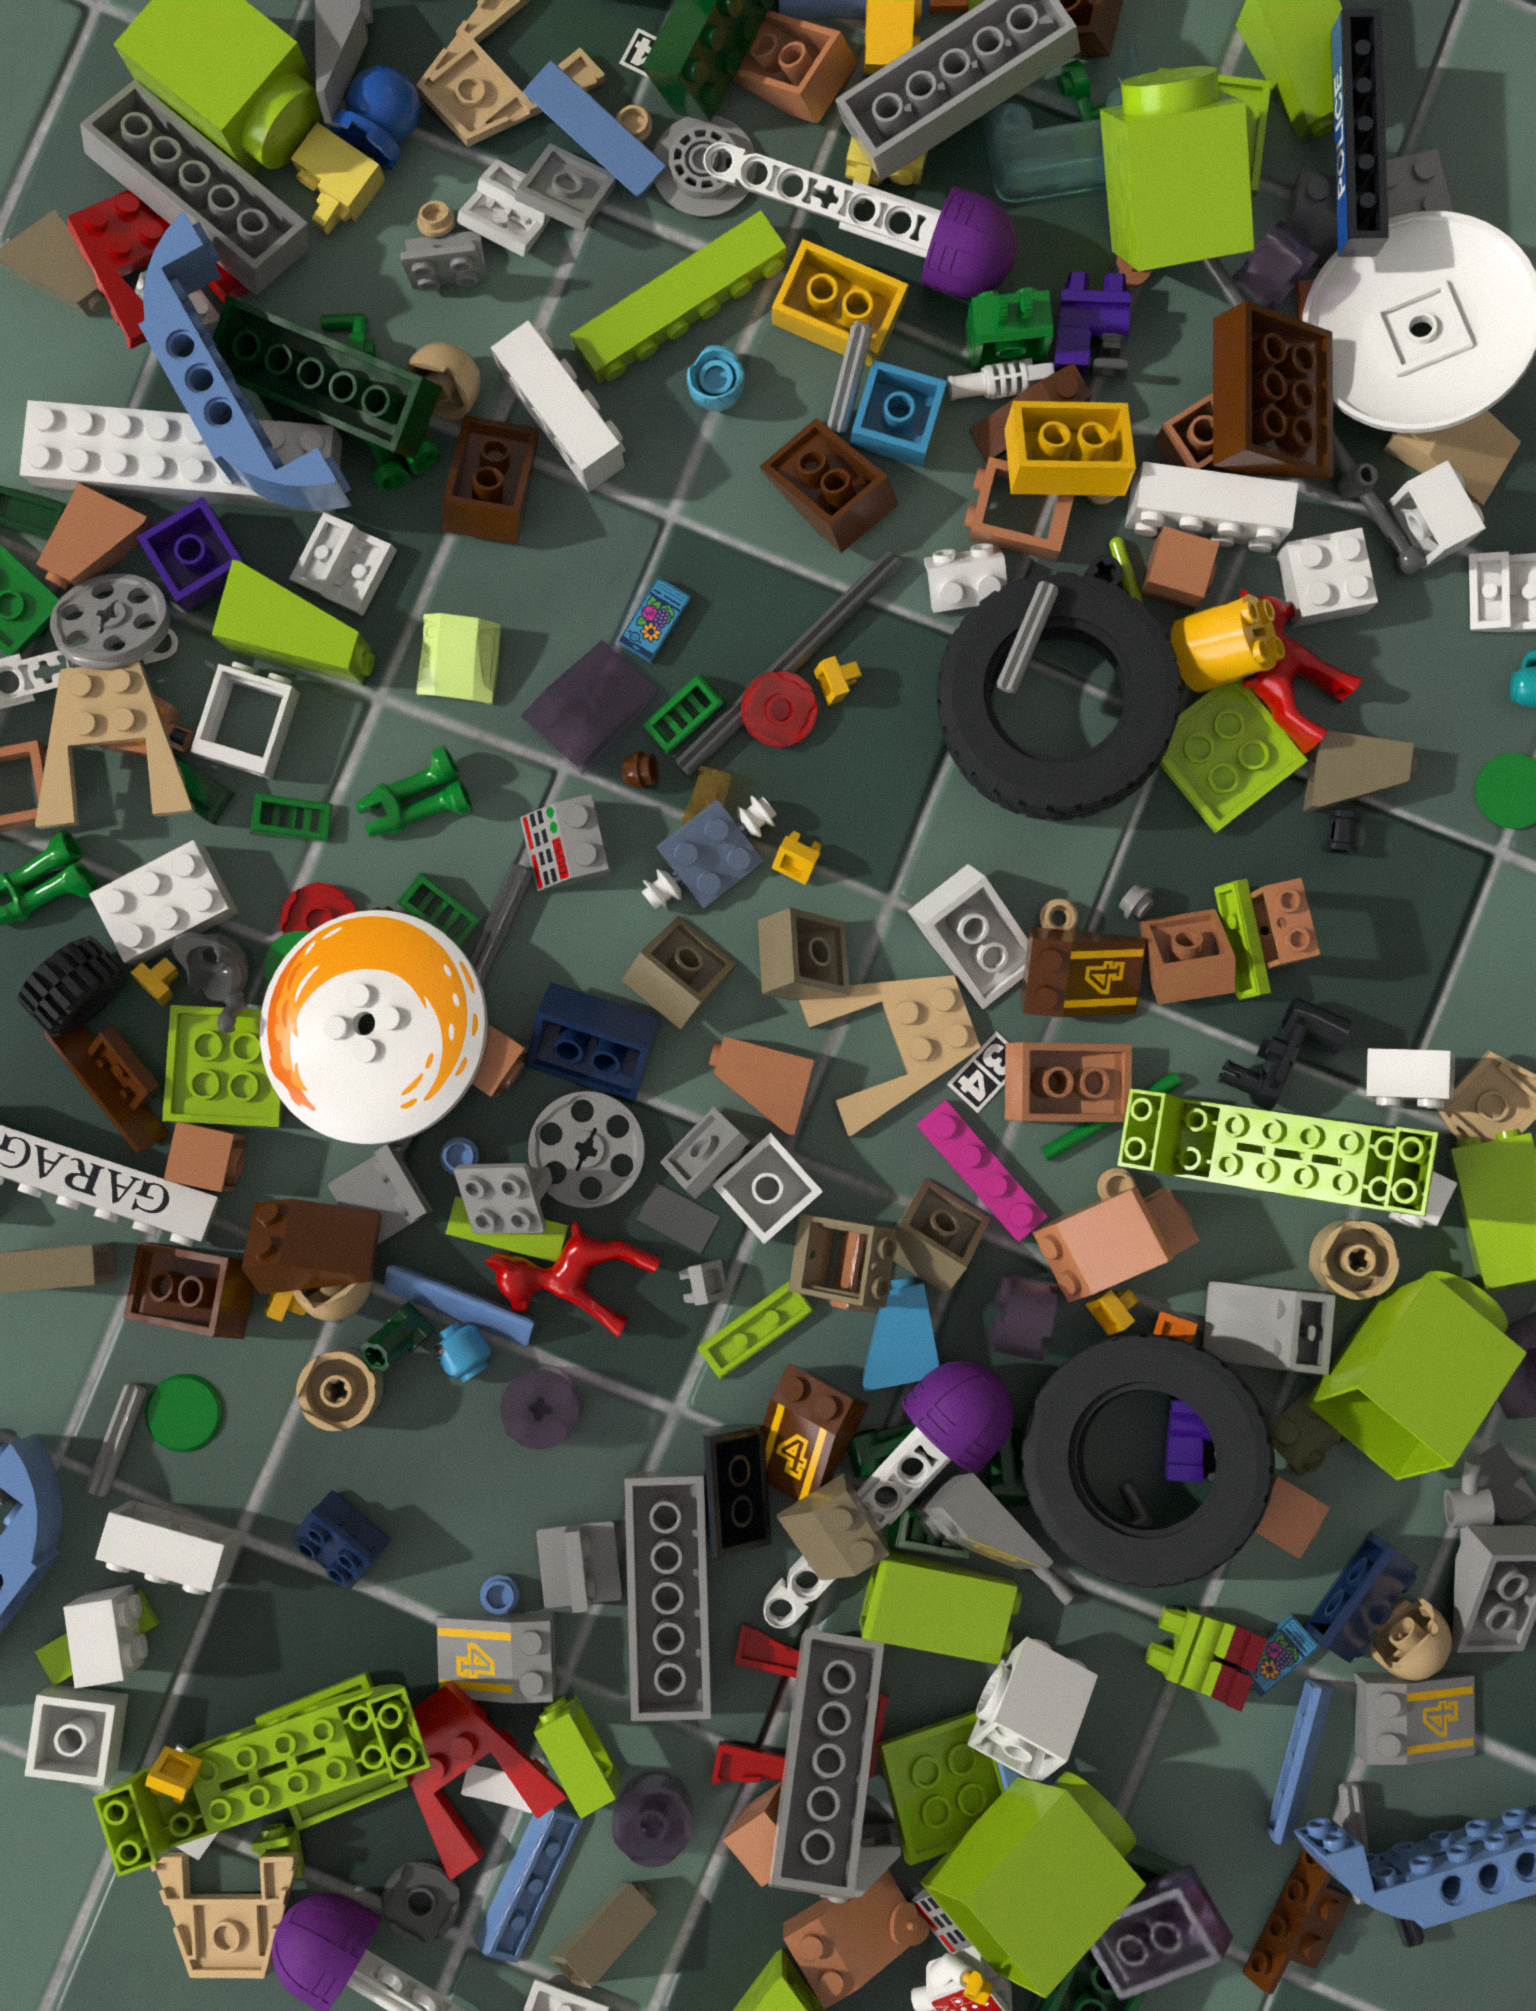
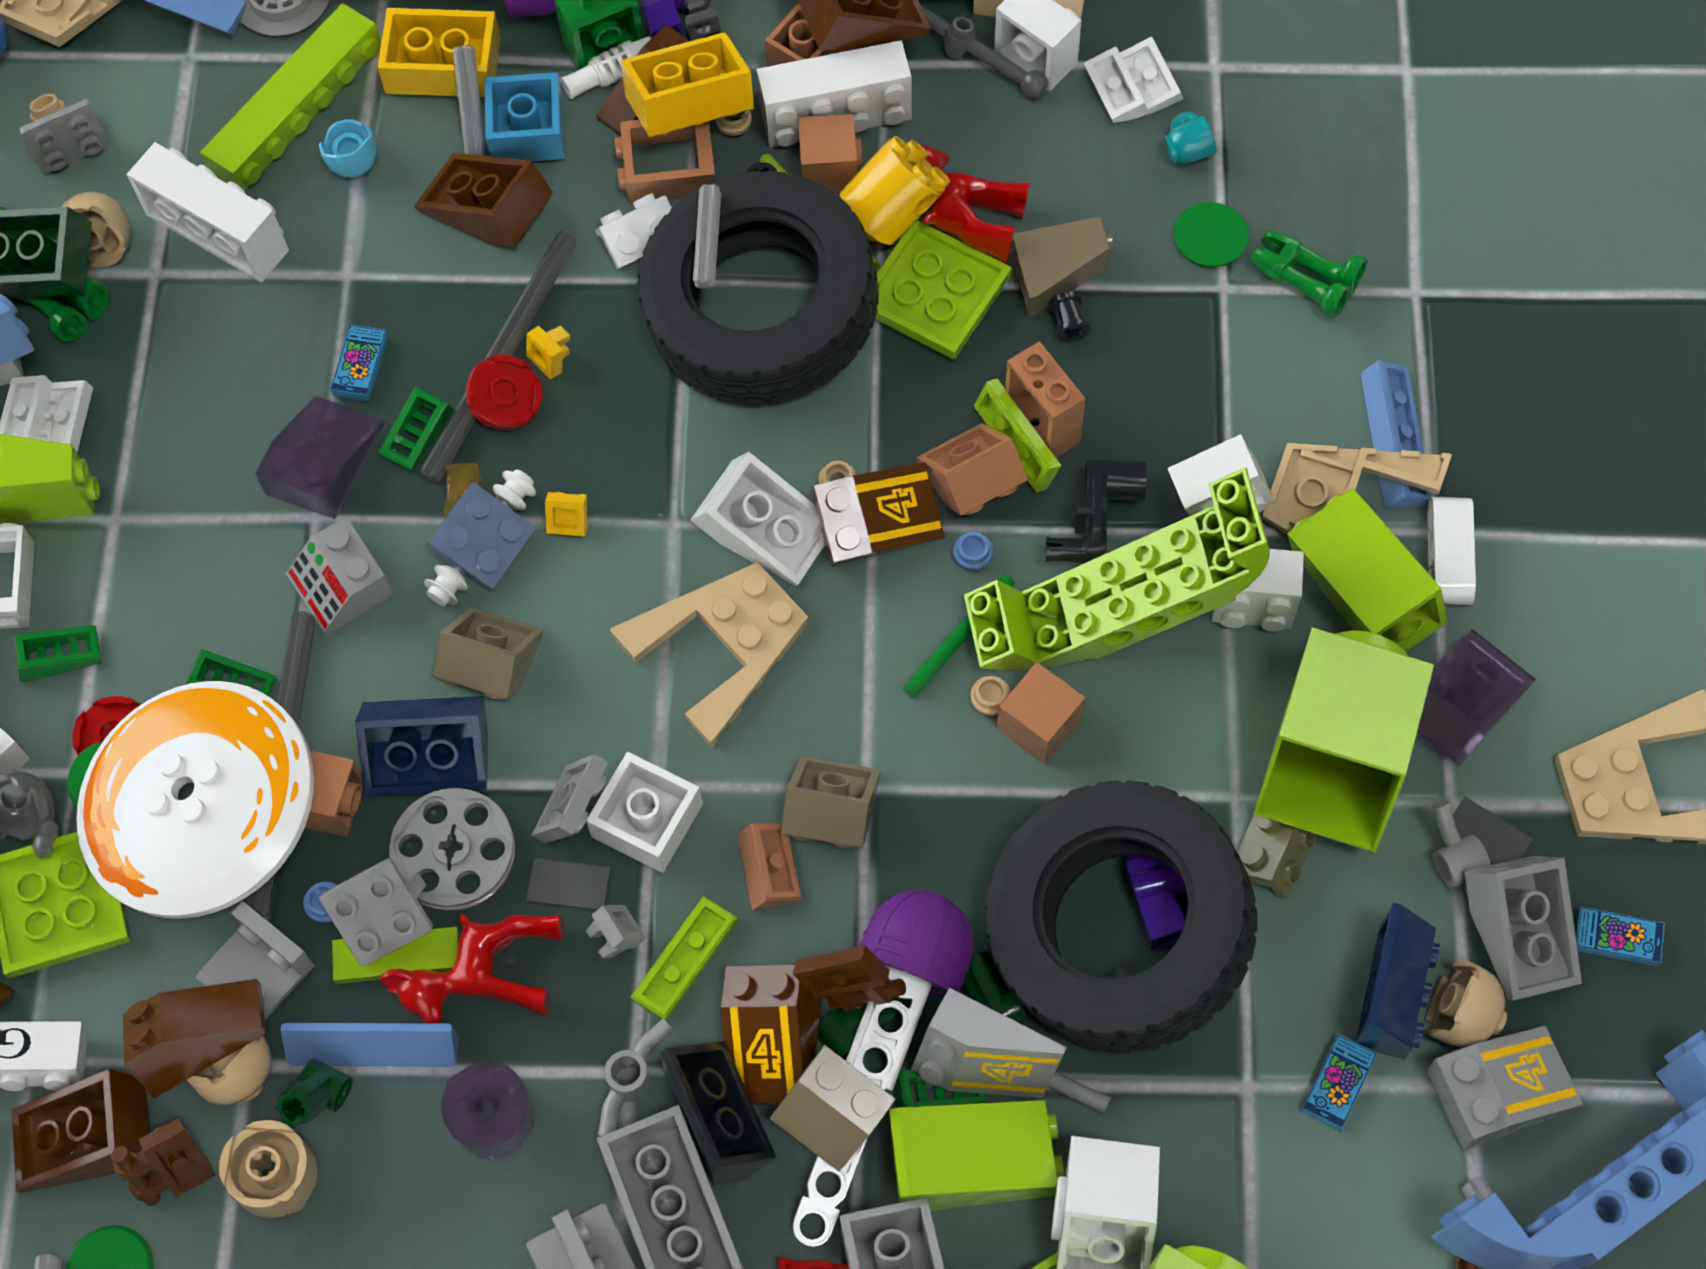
camera: 20 degrees left, 20 degrees down
(205, 1157) = (59, 987): nougat head -> none
(258, 1351) = (174, 1156): none -> reddish brown plate
(279, 1303) = (184, 1105): yellow tile -> none
(441, 771) = (147, 600): green piece -> none
(459, 658) = (180, 452): yellowish green slope -> none
(462, 1351) = (388, 1089): dark azure head -> none
(489, 480) = (163, 299): reddish brown slope -> none
(498, 215) = (114, 80): white slope -> none
(566, 187) = (159, 45): light grey plate -> none
(640, 770) = (388, 490): reddish brown plate -> none
(657, 1433) = (637, 1090): none -> light grey piece
(764, 1078) = (605, 716): nougat slope -> none
(803, 956) = (602, 591): dark tan slope -> none
(810, 1273) = (710, 838): dark tan window -> none
(888, 1431) = (848, 978): none -> reddish brown plate
(902, 1339) = (833, 901): dark azure slope -> none
(981, 1171) = (853, 729): dark pink plate -> none
(982, 1074) = (824, 641): white sticker -> none
(1024, 1316) = (944, 837): clear purple brick -> none
(1067, 1081) = (900, 613): nougat slope -> none
(1102, 1244) = (993, 735): nougat slope -> none
(1112, 1310) = (1028, 800): yellow tile -> none
(1136, 902) = (904, 439): light grey plate -> none
(1155, 1038) = (973, 551): none -> medium blue plate
(1193, 1653) = (1269, 1101): lime hips -> none
(1269, 1326) = (1197, 756): light grey slope -> none
(1291, 1517) = (1286, 931): nougat head -> none
(1299, 1761) = (1410, 1177): medium blue slope -> none
(1327, 577) = (965, 118): white brick -> none
(1373, 1249) = (1238, 691): tan brick -> none

